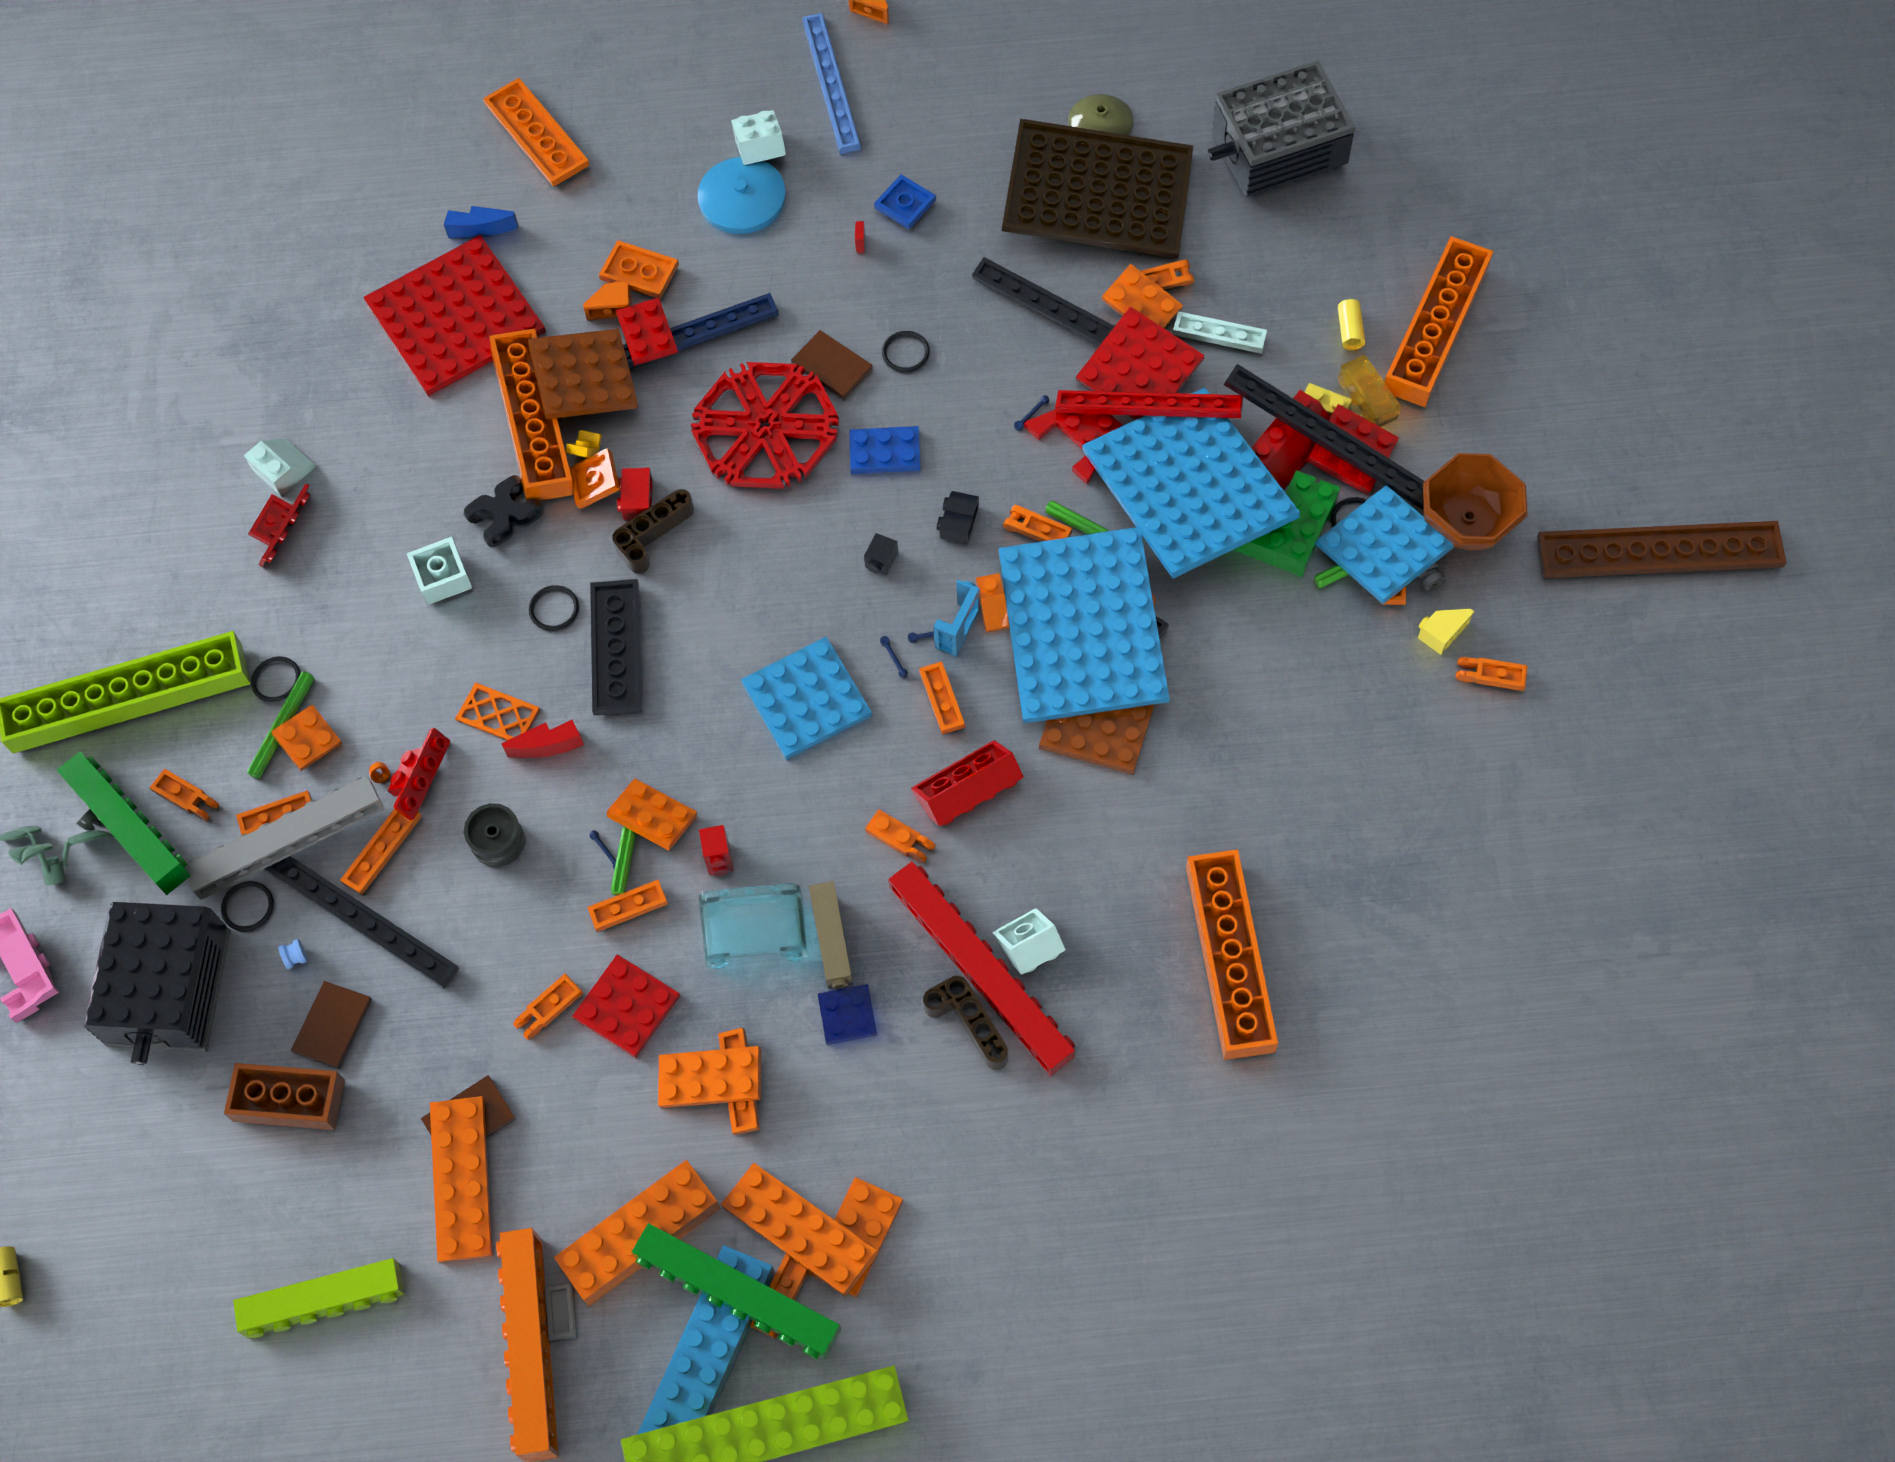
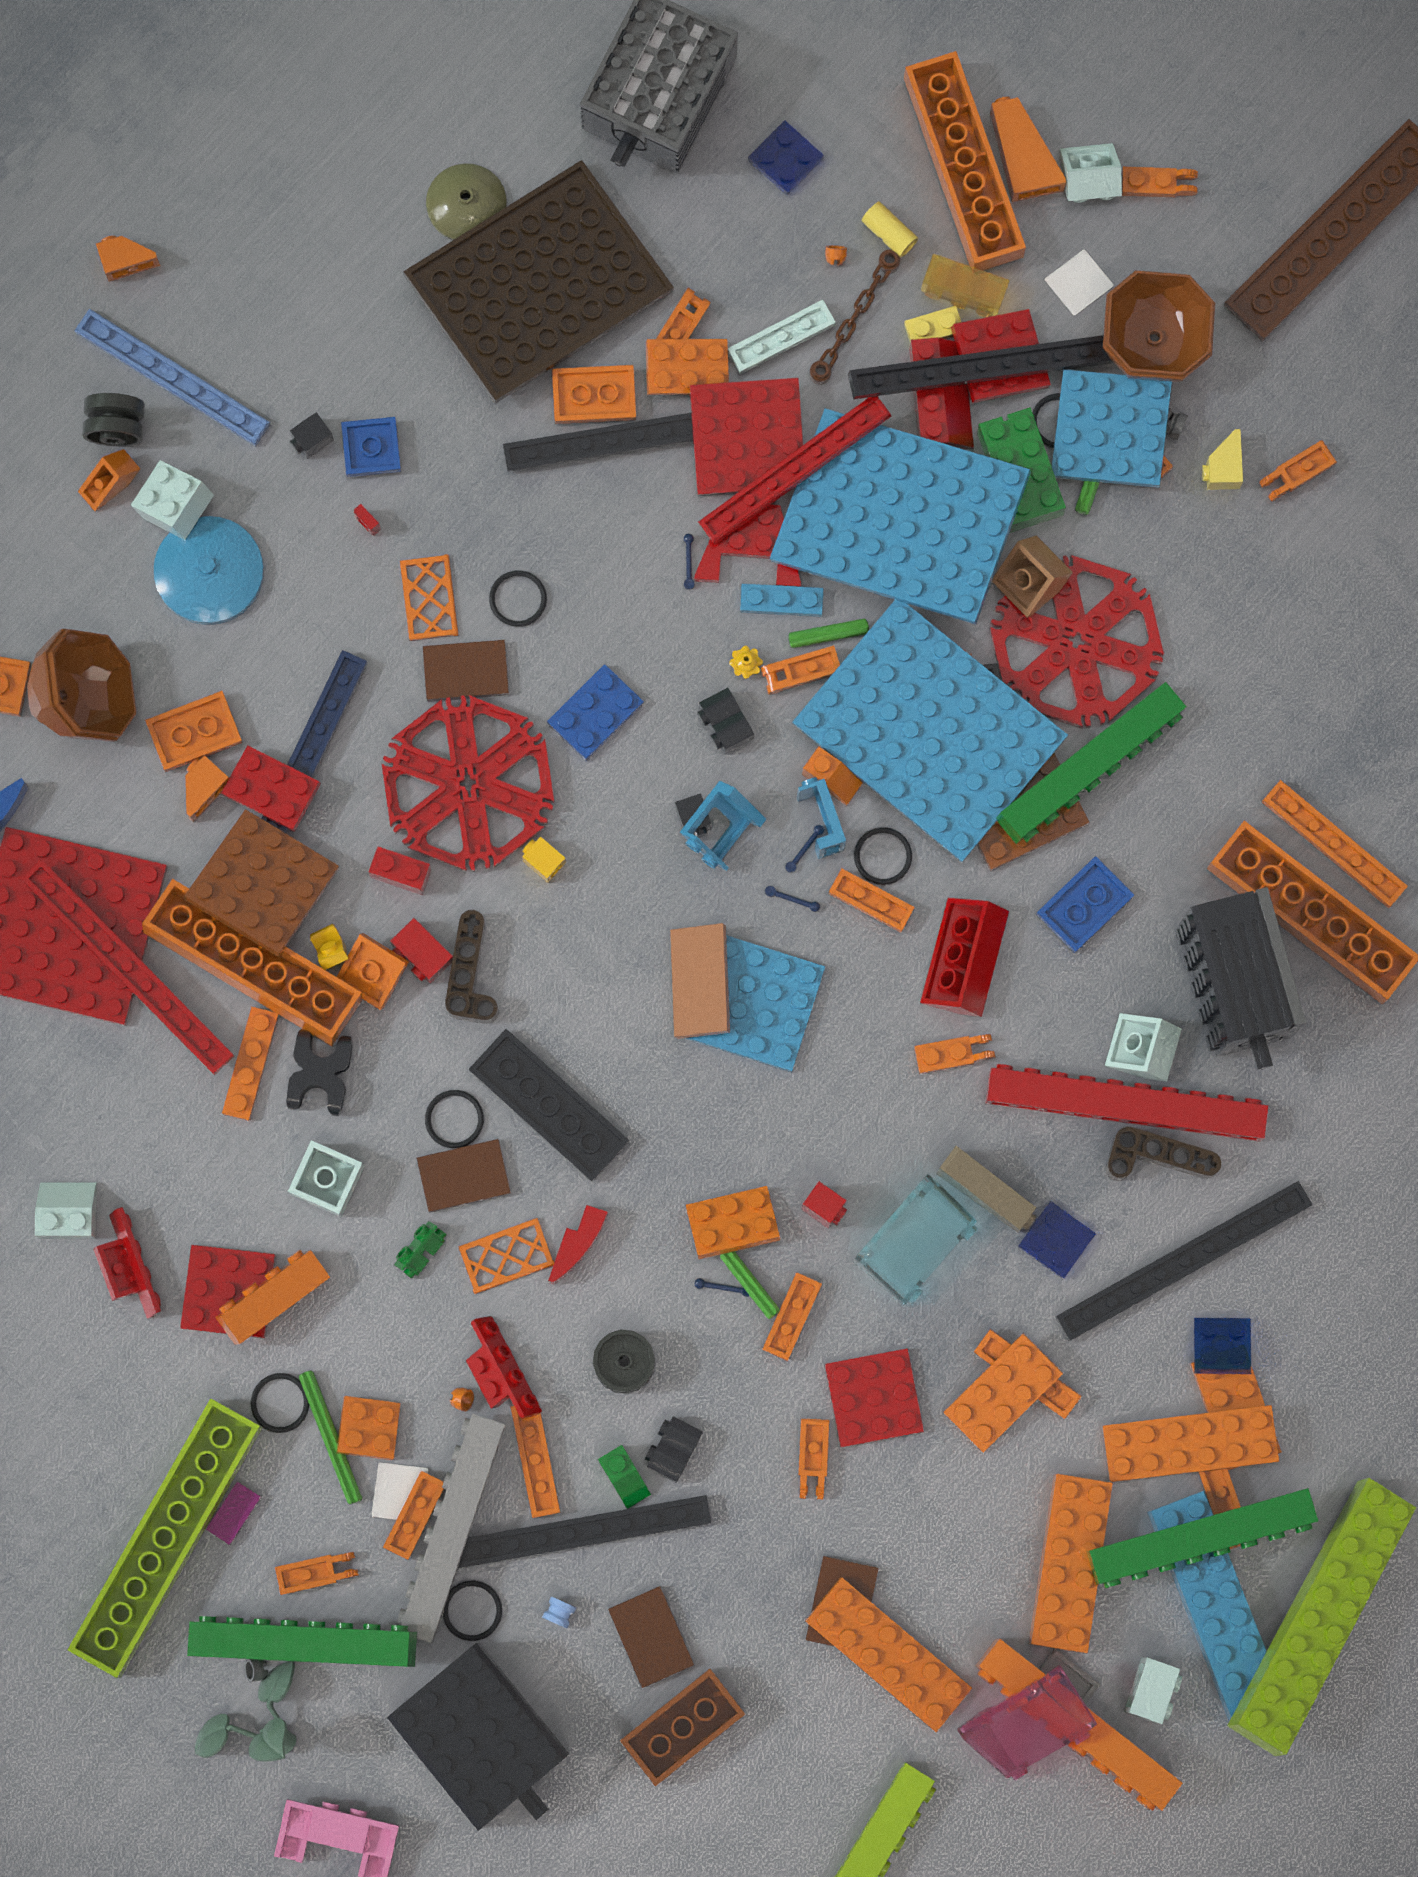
camera: 50 degrees left, 15 degrees up
(179, 718) = (233, 1513): none -> magenta tile
(282, 787) = (393, 1488): none -> white sticker
(318, 589) = (216, 1278): none -> red plate
(333, 608) = (271, 1297): none -> orange brick
(421, 906) = (624, 1476): none -> green slope
(440, 663) = (412, 1257): none -> green hinge
(458, 359) = (127, 967): none -> red plate
(468, 919) = (673, 1449): none -> black brick
(471, 475) = (250, 1064): none -> orange plate
(492, 1304) = (1029, 1724): none -> clear pink windscreen
(523, 644) = (463, 1175): none -> reddish brown tile
(600, 1371) = (1153, 1690): none -> light aqua brick
(609, 181) = (82, 686): none -> dark orange rock
(672, 438) = (400, 870): none -> red brick
(737, 102) = (108, 479): none -> orange slope
(763, 503) = (543, 858): none -> yellow brick
(770, 70) = (113, 419): none -> pearl dark grey wheel
(782, 651) = (700, 981): none -> nougat tile
(847, 294) = (408, 587): none -> orange window
(875, 168) = (310, 436): none -> black brick
(886, 1183) = (1222, 1345): none -> clear blue plate
(909, 565) = (735, 809): none -> dark azure window
(918, 1104) = (1183, 1261): none -> black plate
(979, 700) = (889, 831): none -> black tyre
(1007, 494) = (745, 662): none -> yellow plant
(1067, 479) = (781, 600): none -> dark azure plate
(1069, 275) = (594, 394): none -> orange plate
(1079, 818) = (1085, 904): none -> blue plate
(1135, 938) = (1241, 974): none -> black piece
(1169, 731) = (1090, 763): none -> green brick
(1225, 670) = (1083, 659): none -> red plate
(1243, 586) = (1031, 575): none -> medium nougat slope
(1290, 926) = (1334, 844): none -> orange plate
(1303, 313) = (835, 252): none -> orange hinge
(1324, 239) = (785, 157): none -> clear blue plate
(1329, 347) = (887, 268): none -> reddish brown piece
(1444, 446) = (1079, 282): none -> white sticker
(1482, 350) = (1024, 155): none -> orange slope
(1518, 391) = (1091, 172): none -> light aqua slope
(1561, 432) = (1157, 182): none -> orange hinge

